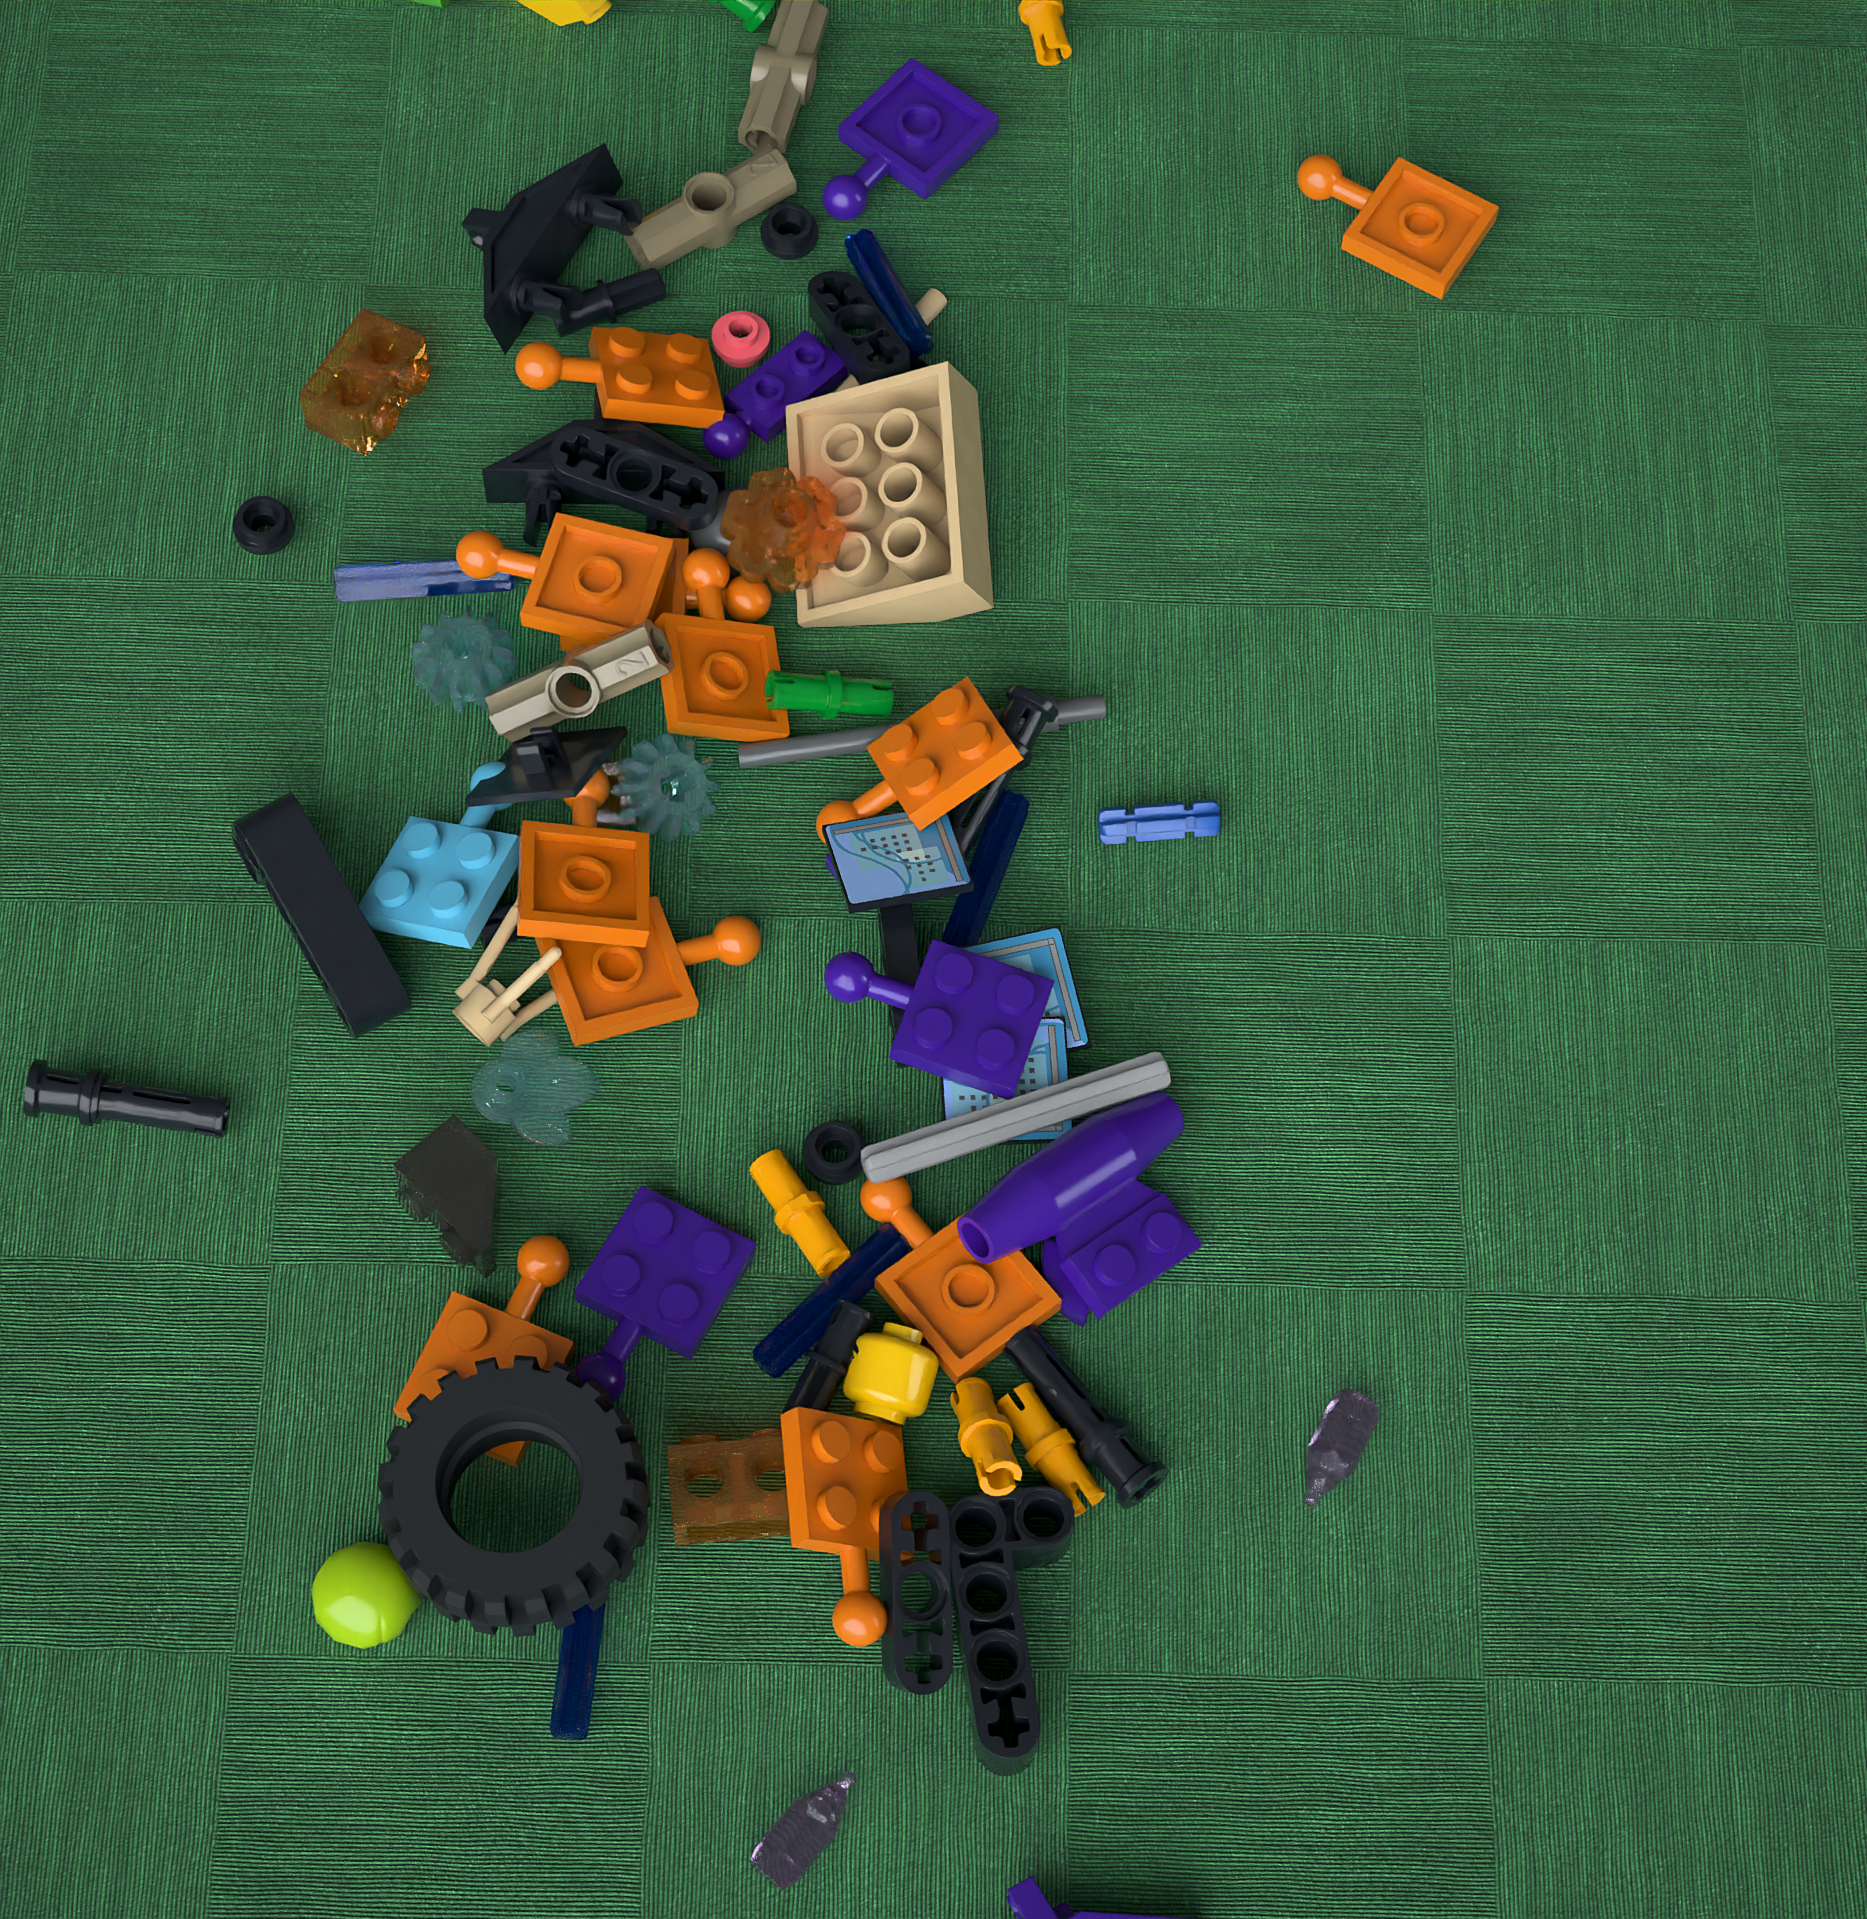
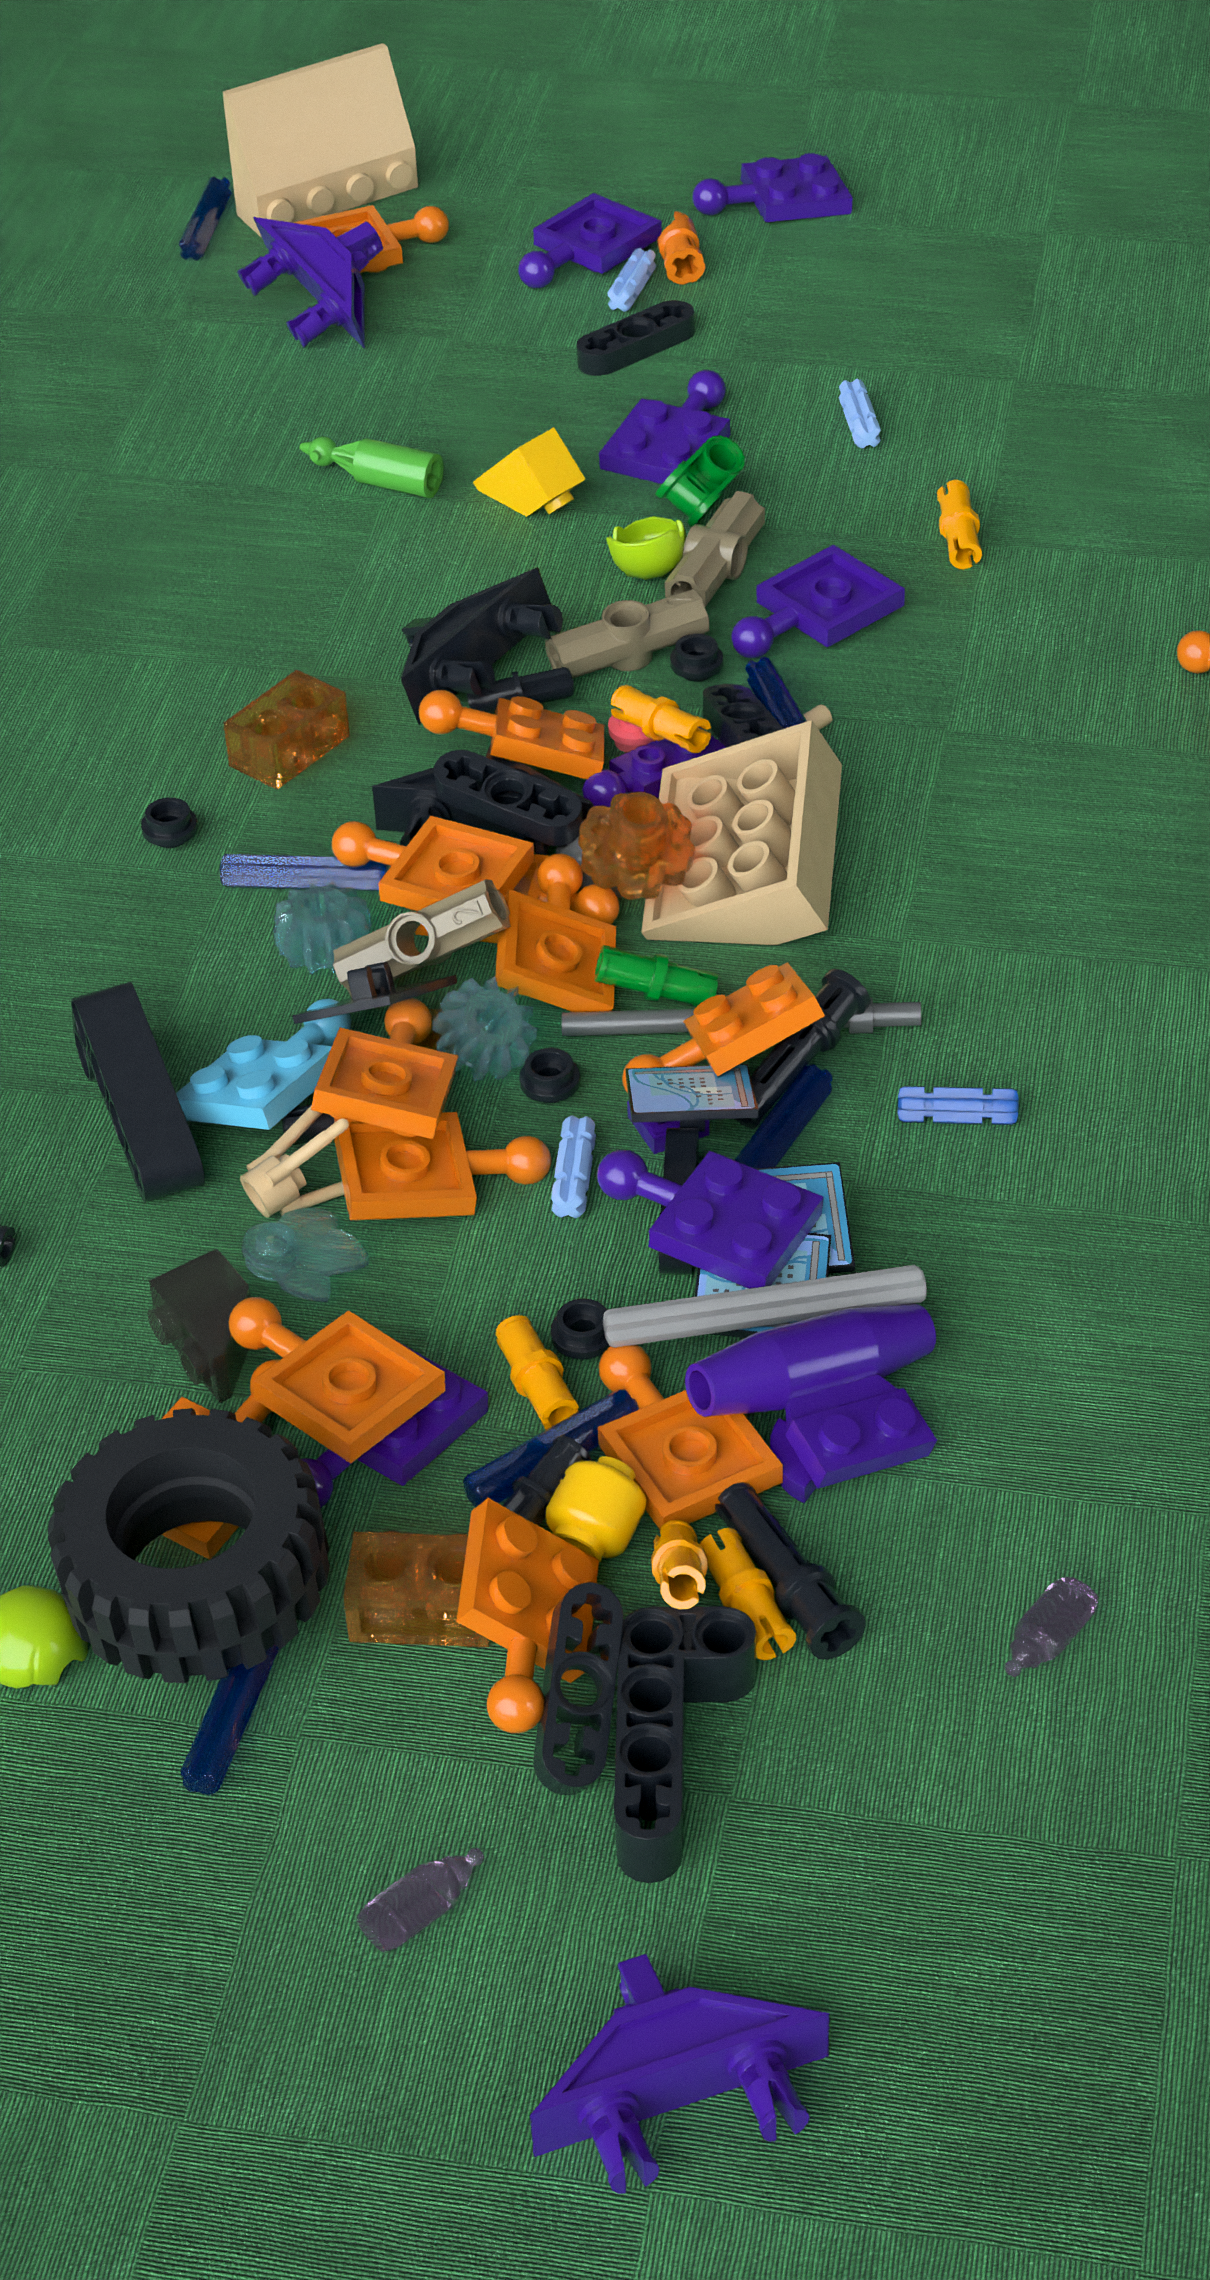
camera: 15 degrees right, 20 degrees down
(616, 1271) = (341, 1384): none -> orange plate
(709, 74) = (648, 547): none -> lime hair
(740, 816) = (549, 1076): none -> black plate
(774, 344) = (660, 718): none -> light orange pin
(786, 944) = (573, 1166): none -> light blue axle

